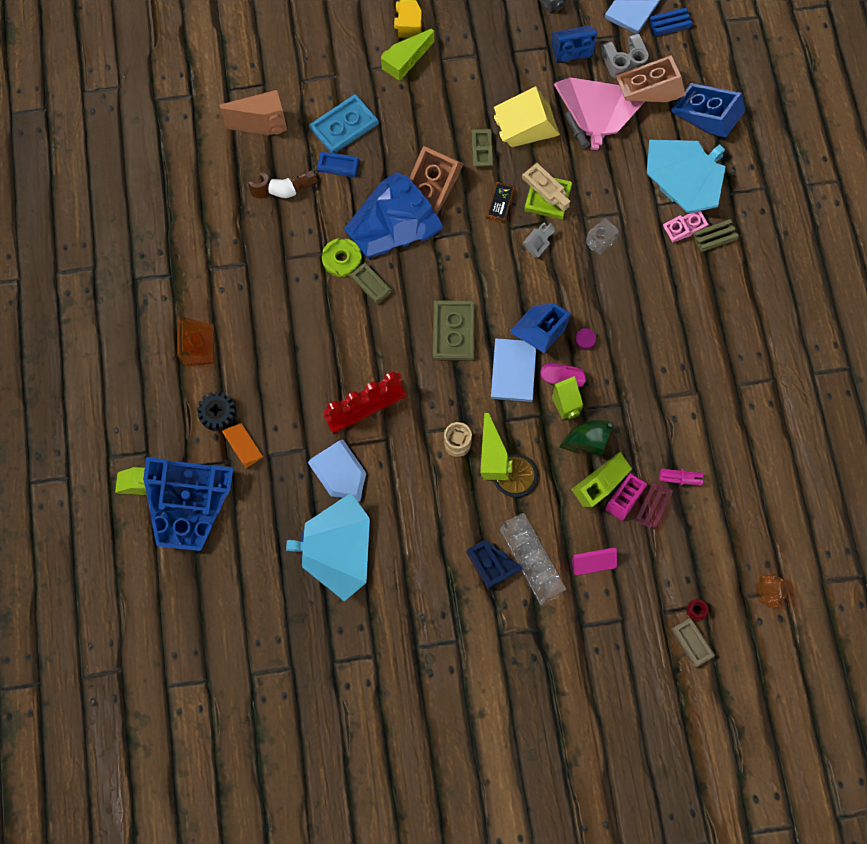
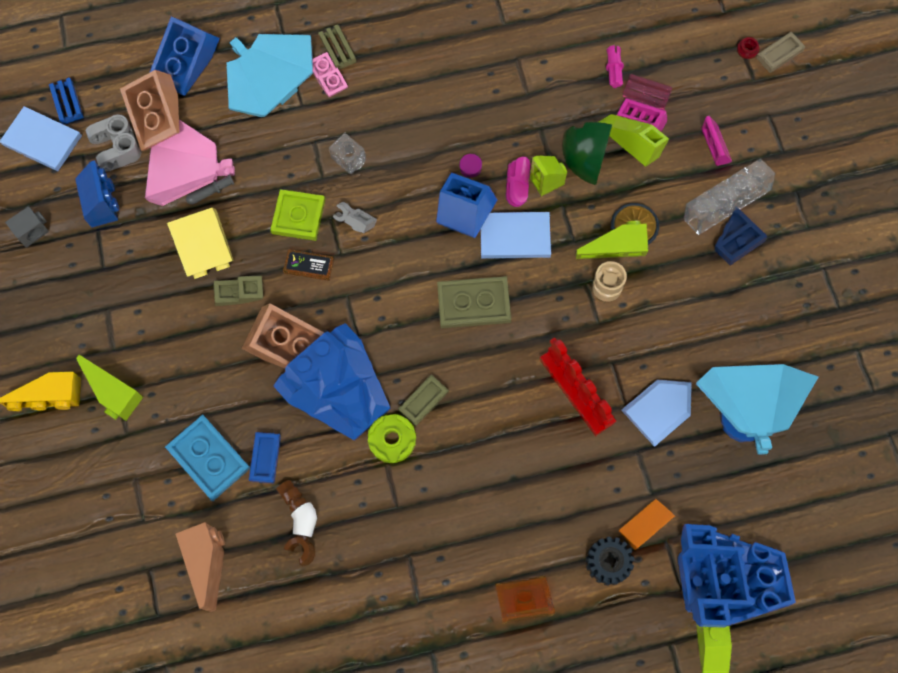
camera: 95 degrees left, 0 degrees up
(546, 186) = (290, 212): tan hinge -> none

